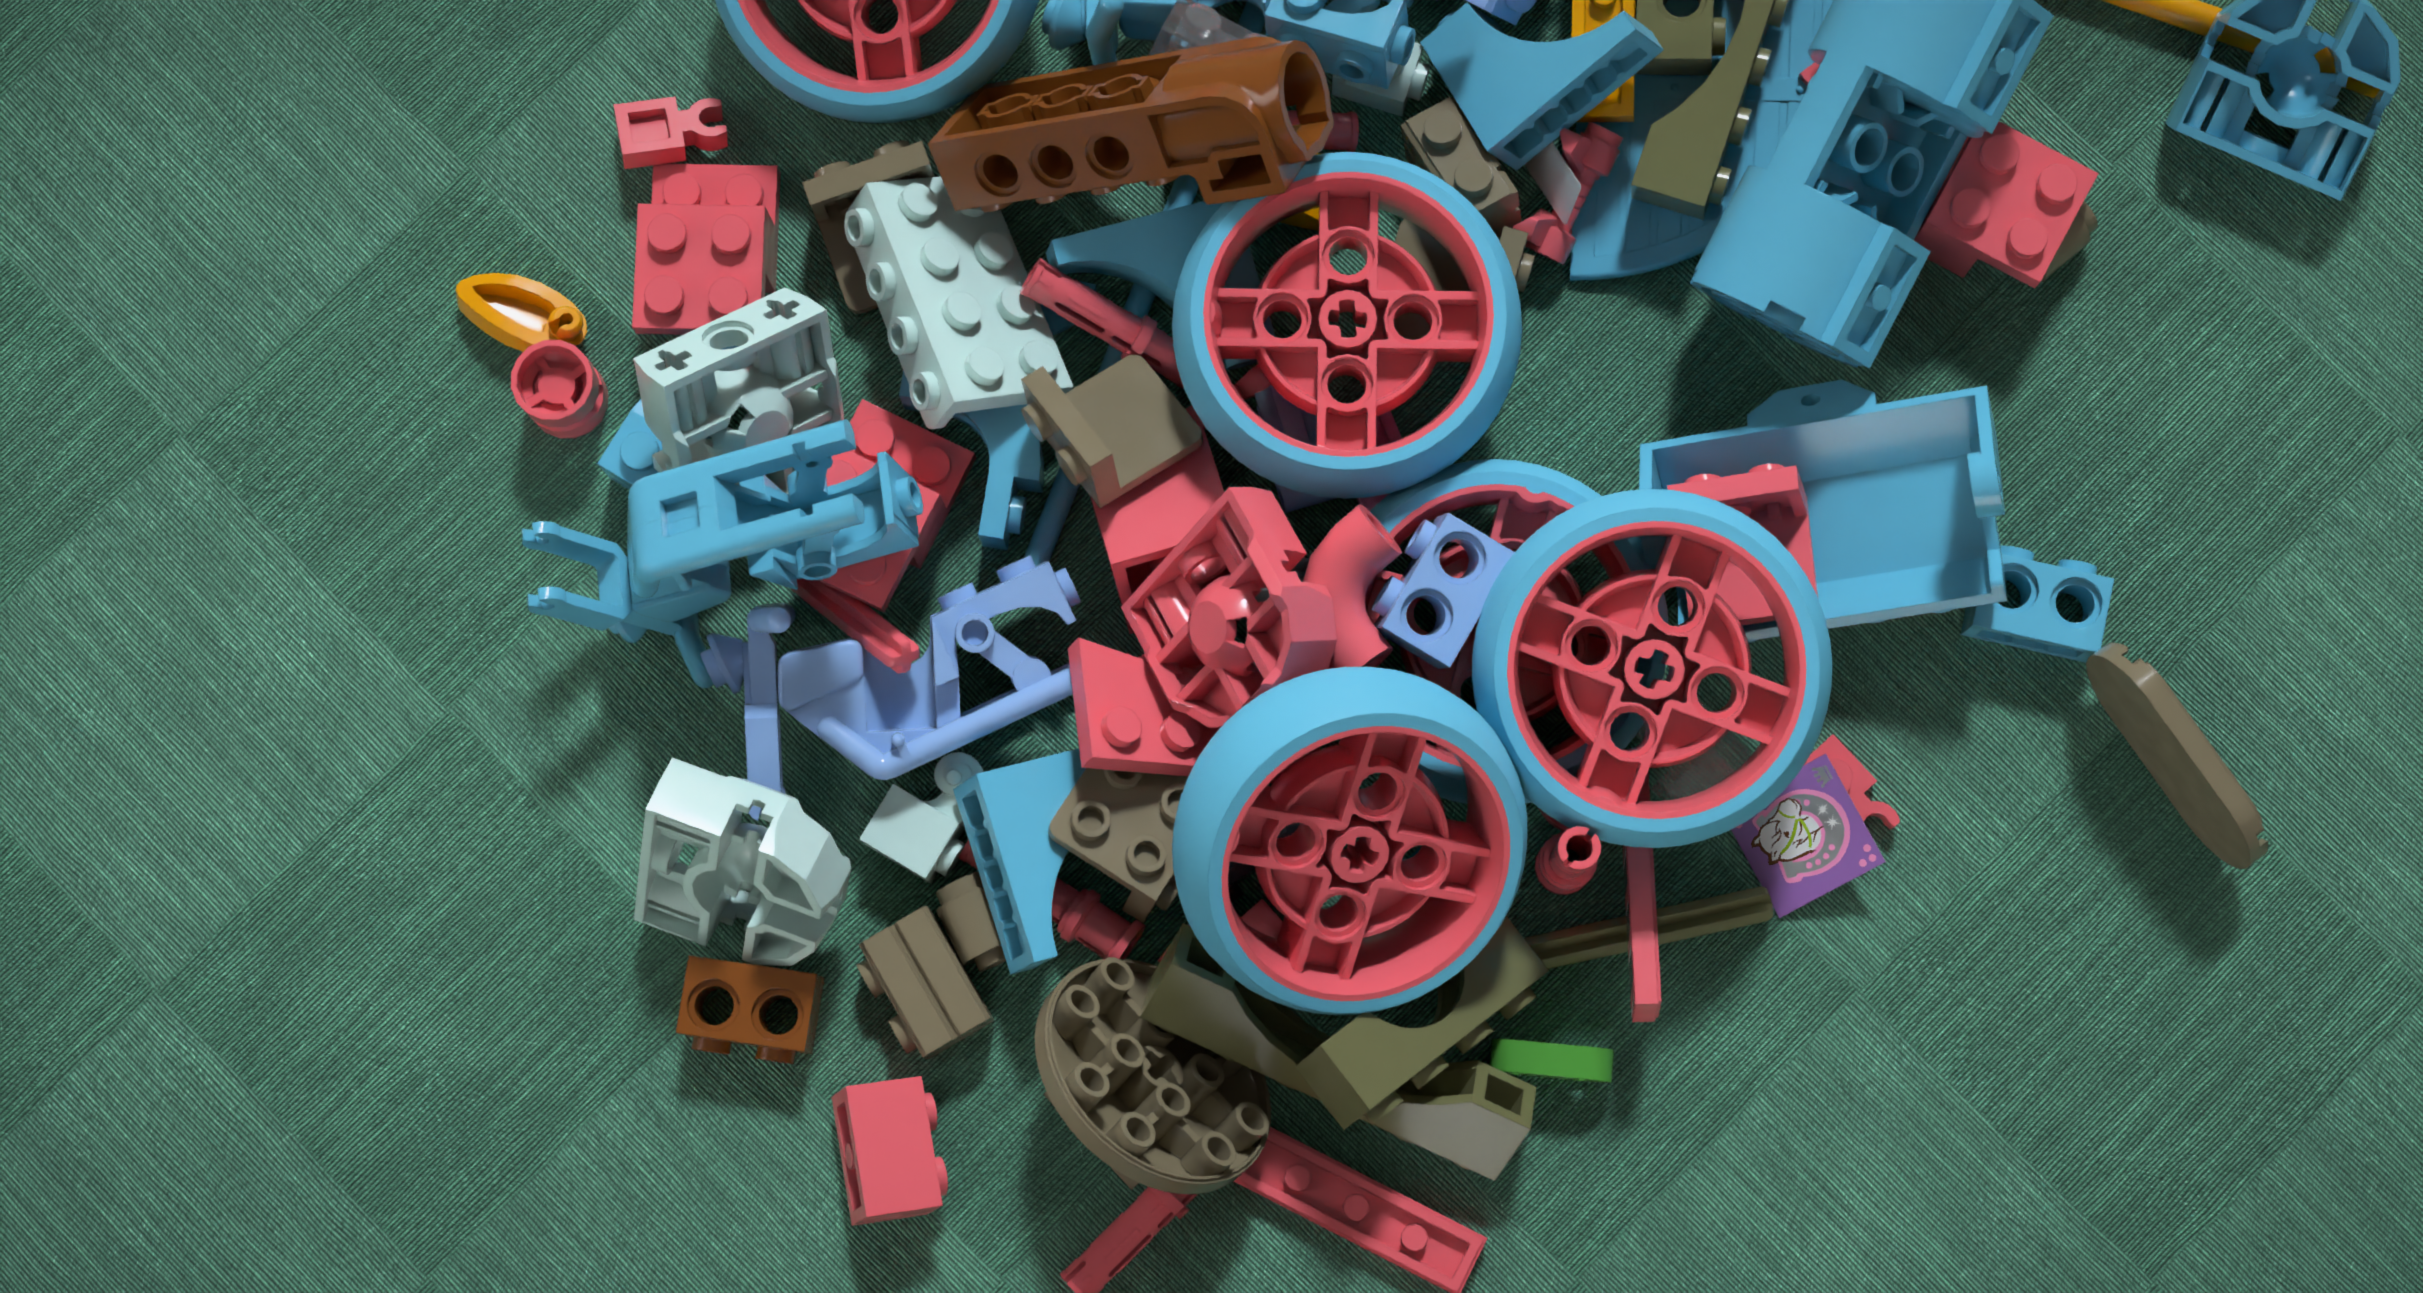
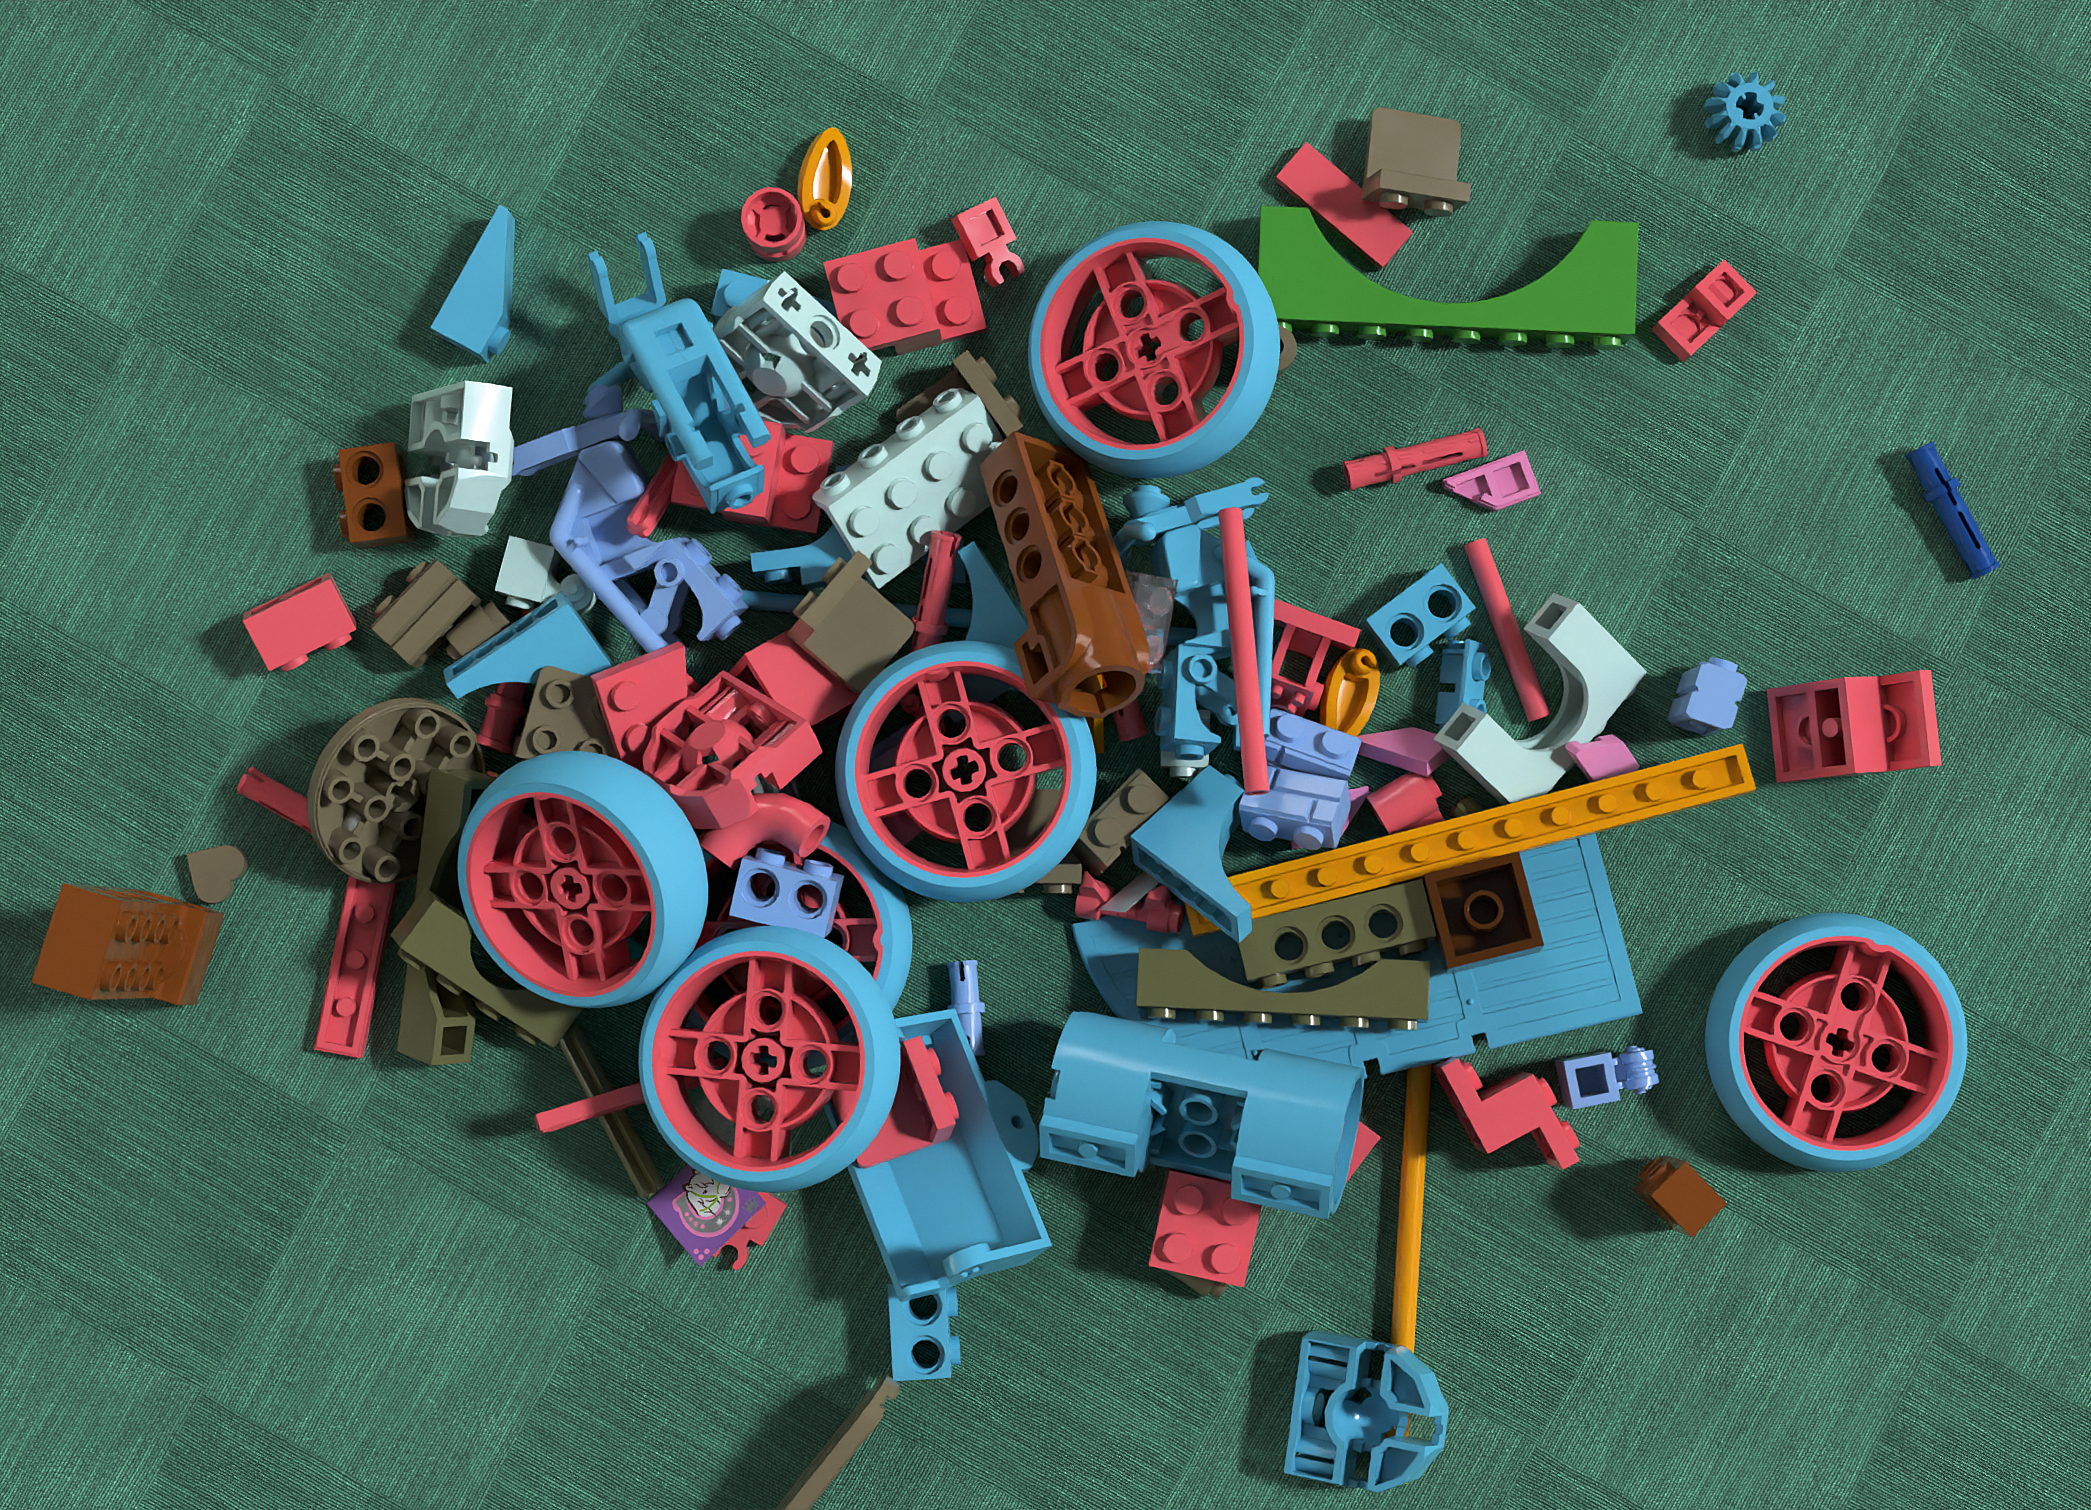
camera: 70 degrees right, 5 degrees up
(537, 796) = (481, 299): none -> medium azure slope
(1552, 1060) = (495, 1068): bright green beam -> none
(1558, 873) = (622, 1047): coral pin -> none
(1627, 432) = (967, 1002): none -> light blue pin

